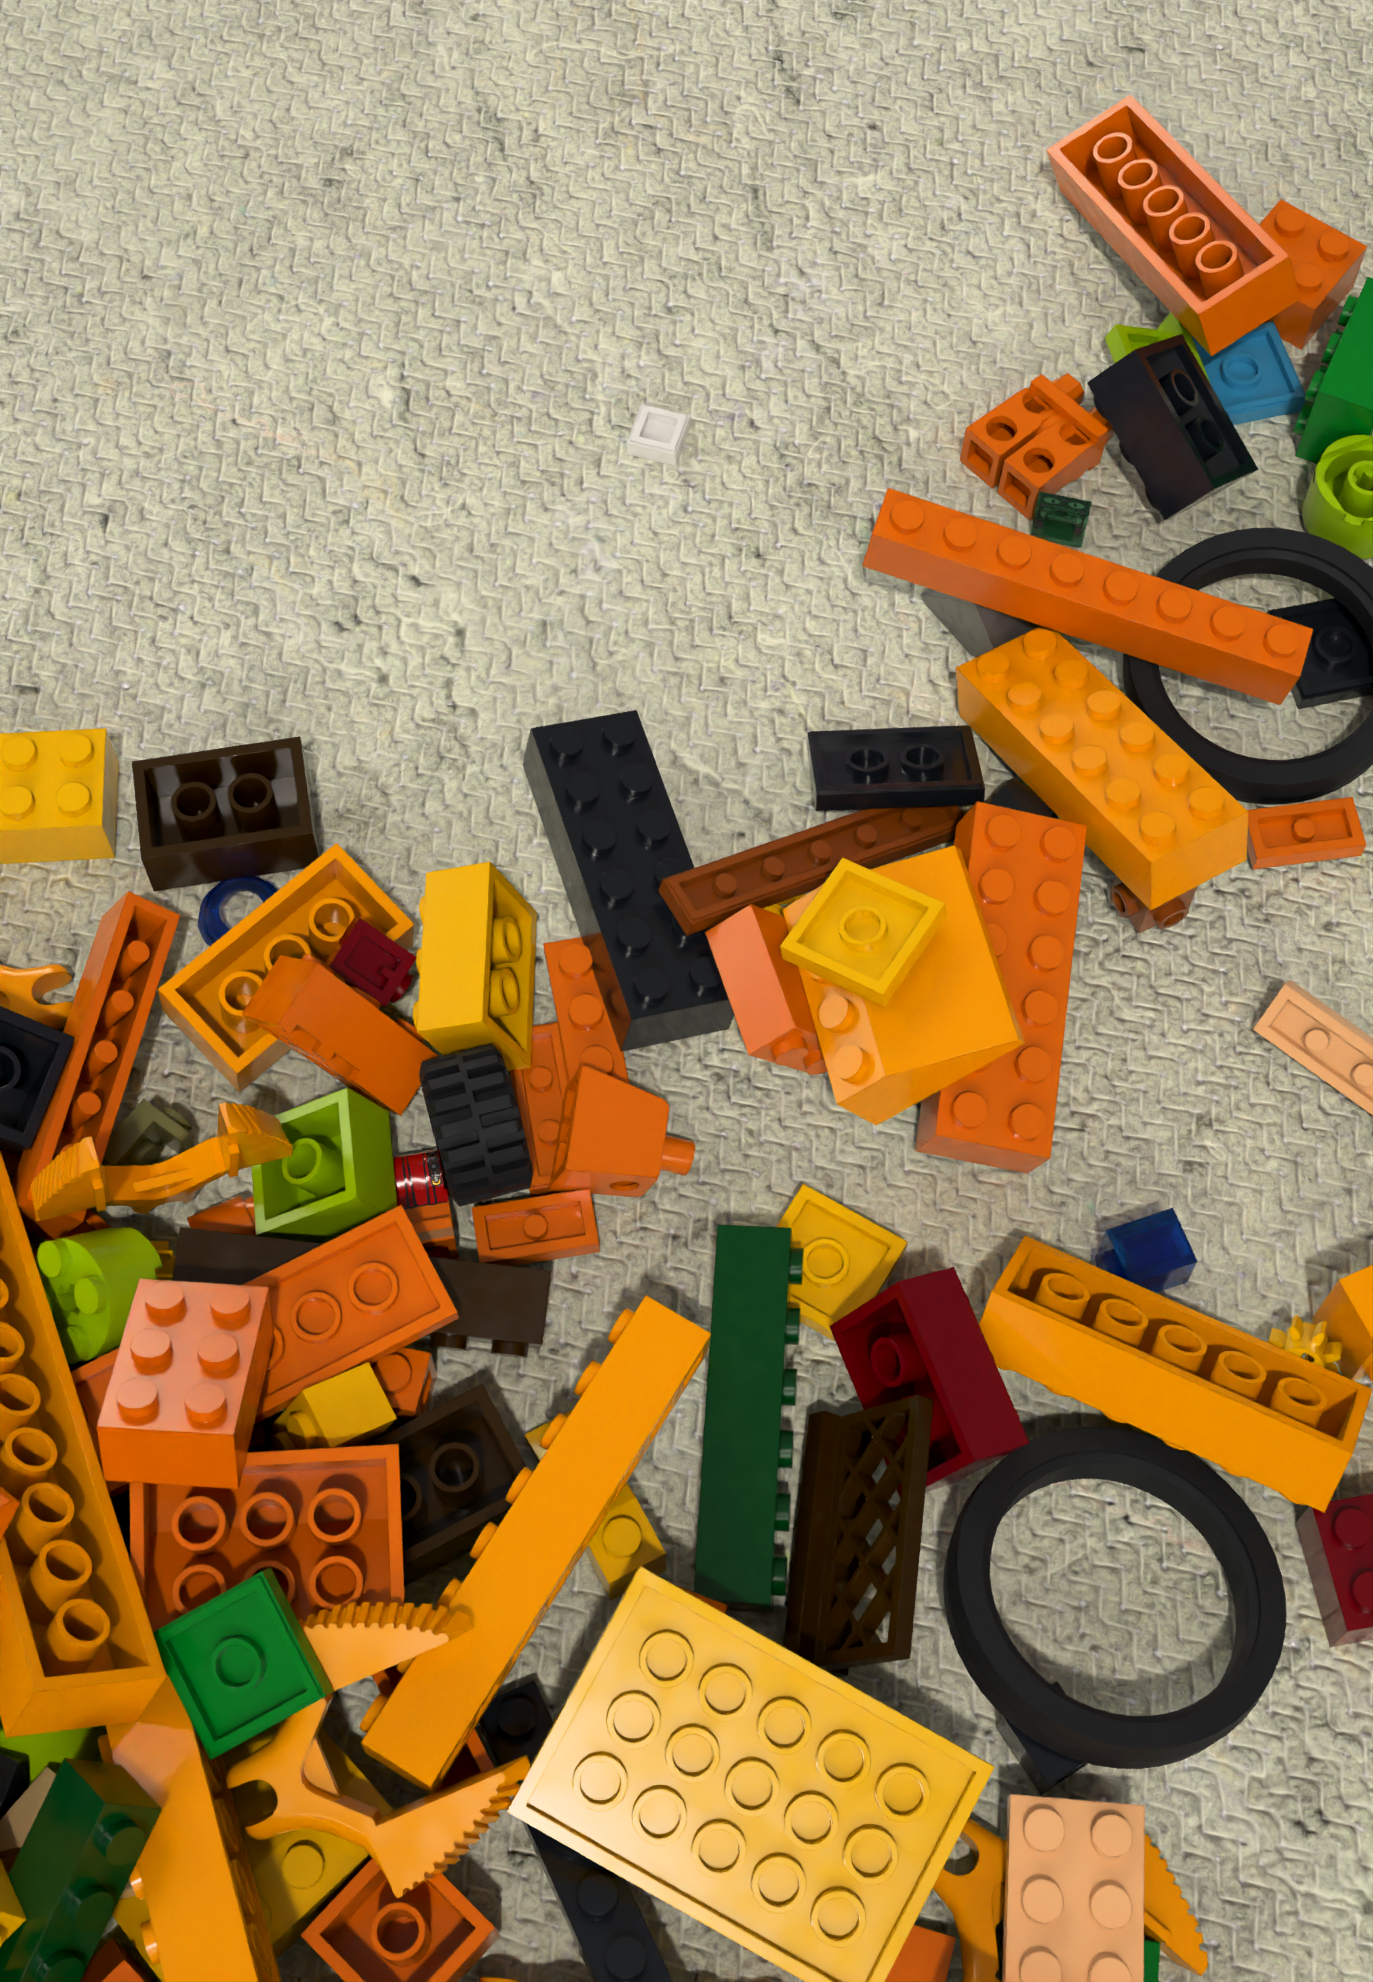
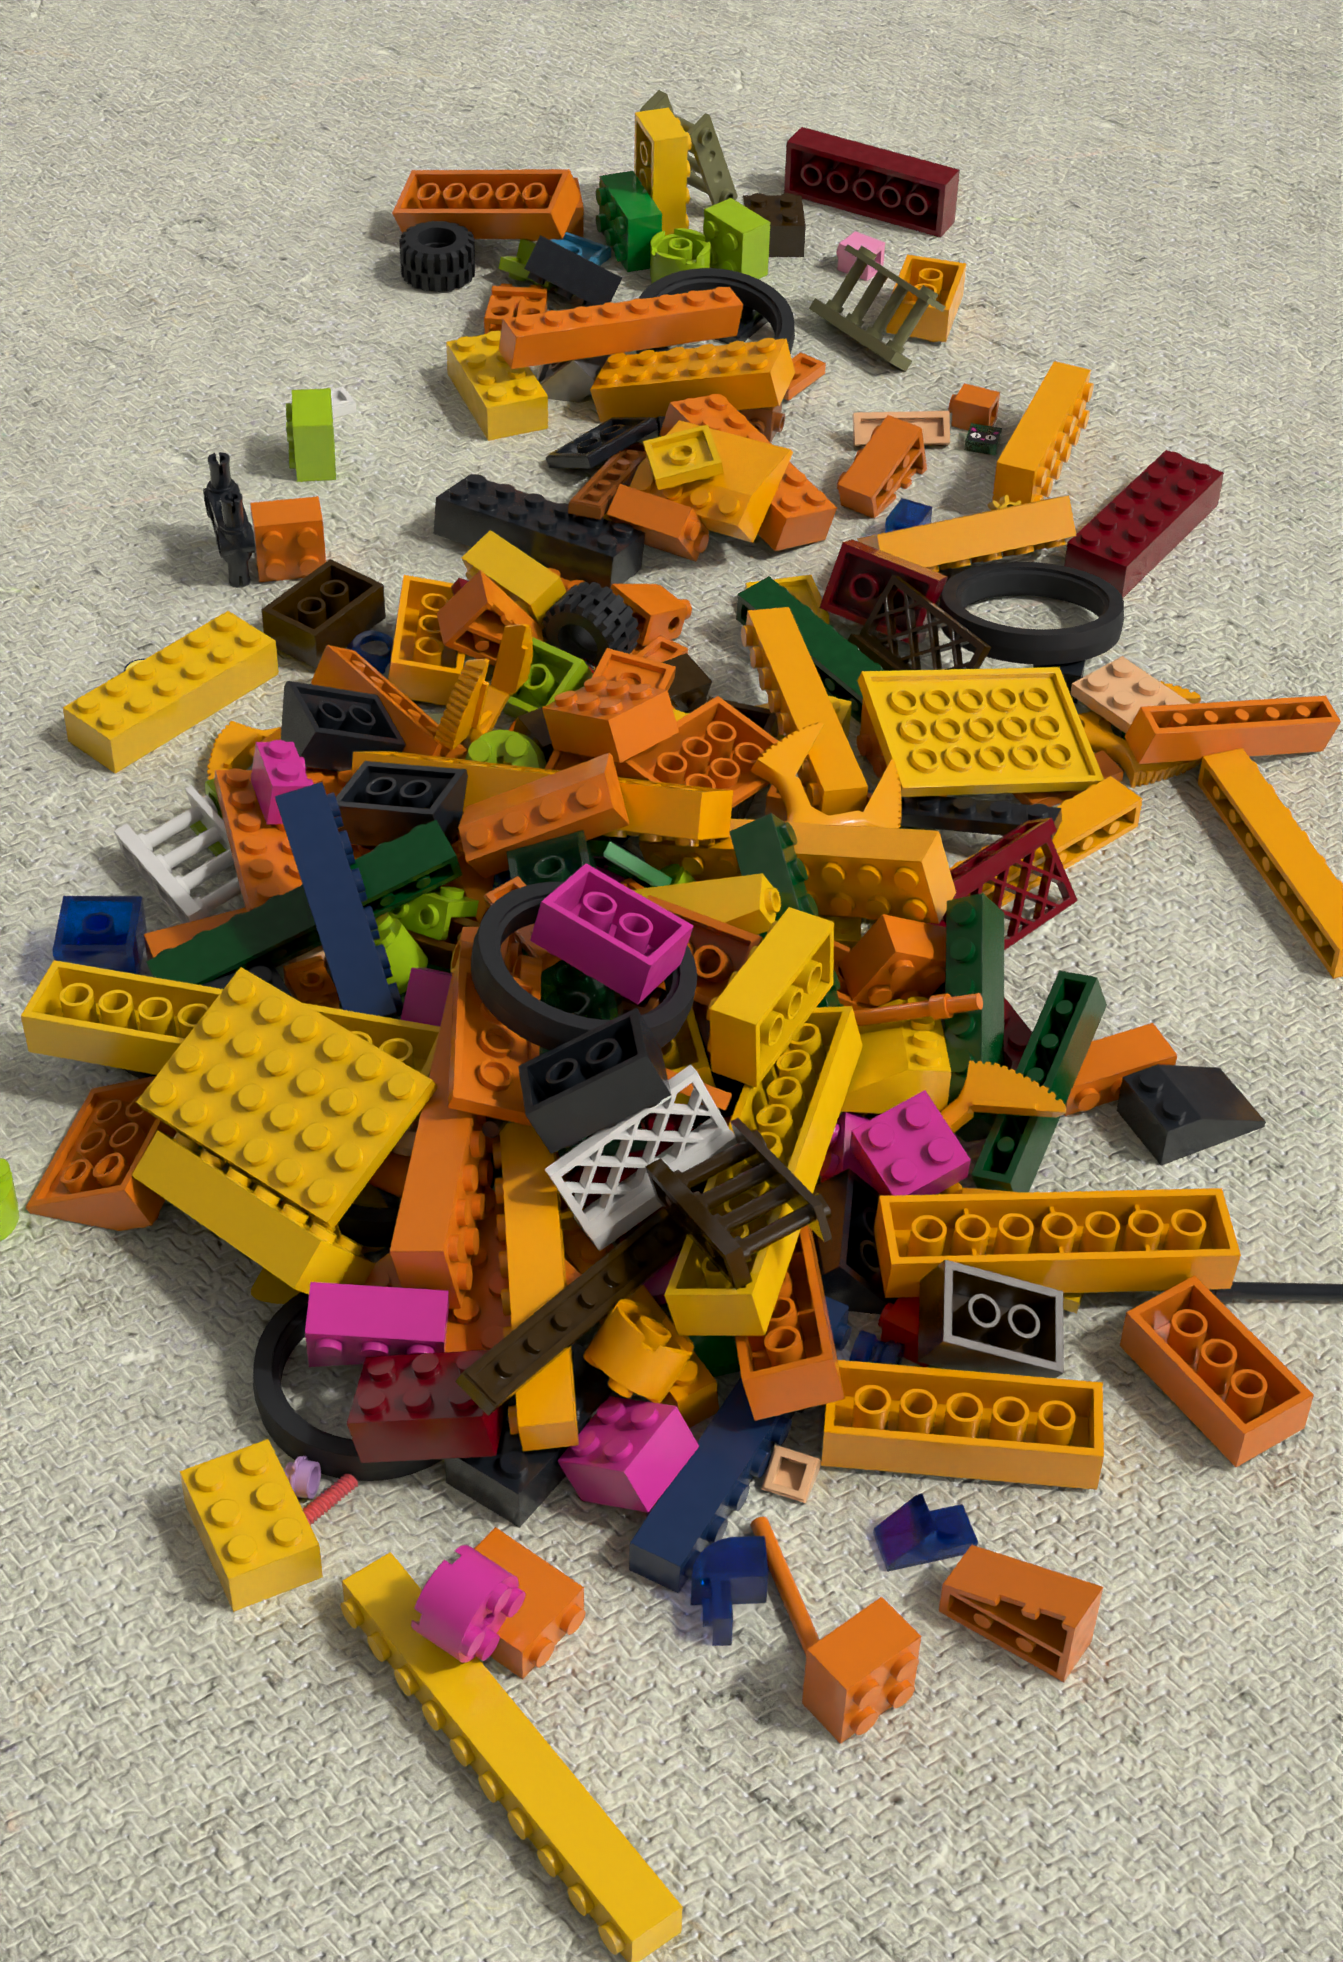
camera: 45 degrees left, 20 degrees down
(241, 1663) = (756, 776): green tile -> none
(274, 549) = (229, 520): none -> black piece
(311, 653) = (288, 538): none -> orange brick
(532, 487) = (311, 435): none -> lime brick
(837, 601) = (498, 397): none -> yellow brick
(1049, 234) = (437, 256): none -> black tyre
(1213, 1120) = (883, 467): none -> orange wedge

